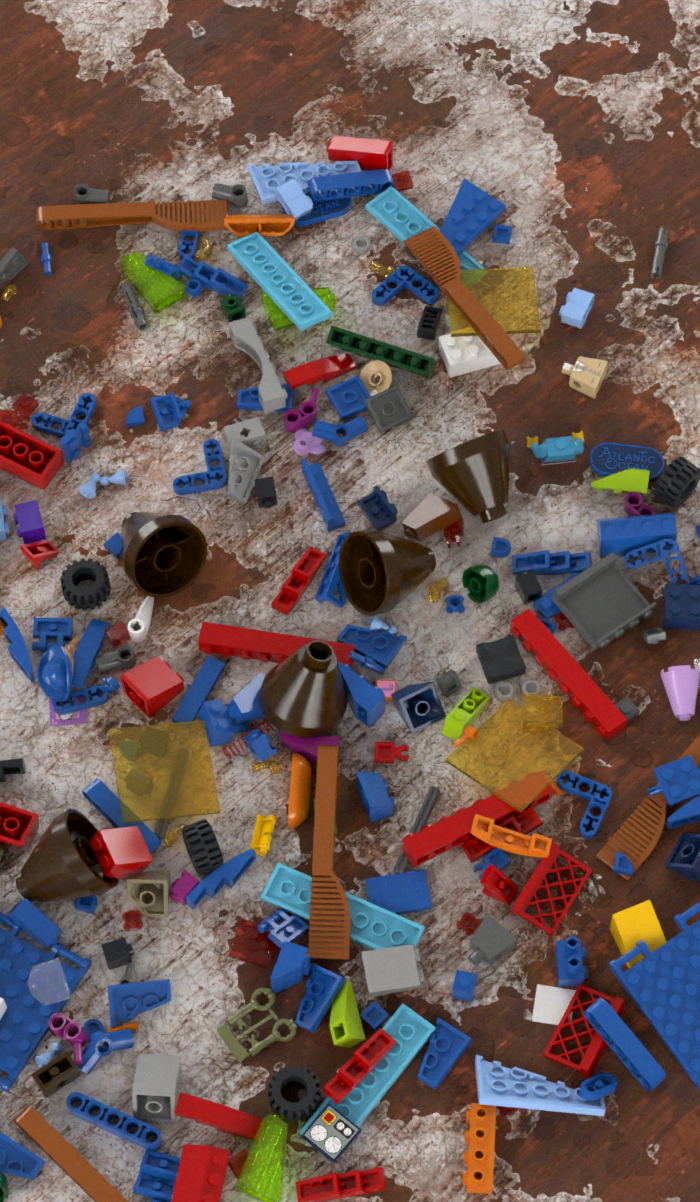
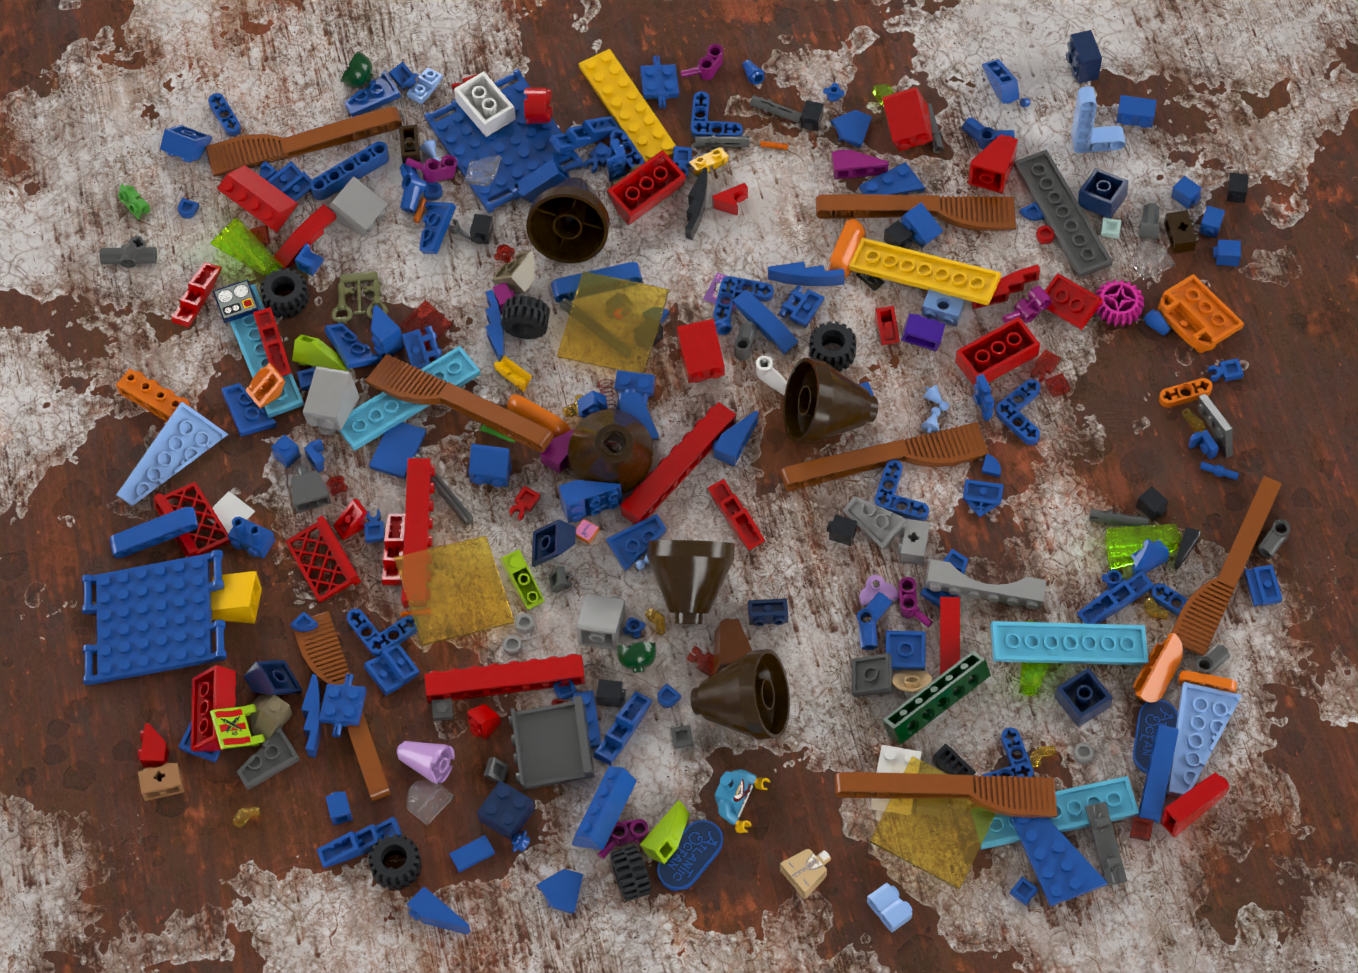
camera: 120 degrees right, 0 degrees up
(26, 275) = (1206, 443): none -> blue bracket
(56, 670) = (758, 285): blue hat -> none
(107, 288) = (1152, 504): none -> black brick
(117, 634) = (770, 349): clear red plate -> none
(121, 852) = (555, 251): red slope -> none
(129, 247) = (1188, 542): none -> black slope
(139, 188) = (1263, 585): none -> blue plate
(144, 466) = (931, 450): none -> dark orange piece
(173, 834) = (559, 316): clear yellow arm -> none
(199, 690) = (677, 390): blue tile -> none
(228, 614) = (734, 440): none -> blue slope
(232, 308) = (1068, 599): dark green brick -> none
(242, 1098) = (308, 261): none -> blue panel
(252, 194) = (1206, 680): none -> orange beam
(293, 199) = (1164, 706): light blue brick -> none
(317, 257) = (1083, 697): none -> dark blue brick
(322, 495) = (813, 574): blue fence -> none
(332, 577) = (741, 558): blue fence -> none
(366, 662) = (617, 522): blue bar -> none
(409, 1042) = (266, 386): none -> orange slope
(431, 195) = (1106, 844): none -> dark grey hinge
(452, 960) = (313, 454): none -> blue bracket
(467, 625) = (600, 621): none -> light grey slope
(470, 732) = (497, 564): orange hand -> none
(500, 659) = (553, 632): black brick -> none
(510, 840) = (380, 541): orange slope -> none
(531, 516) = (681, 736): none -> dark grey plate
(542, 710) = (482, 637): clear yellow plate -> none
(598, 1086) = (139, 501): blue plate -> none
(616, 771) = (391, 669): none -> blue slope
(619, 664) = (483, 721): none -> red slope
(661, 553) = (563, 824): blue beam -> none

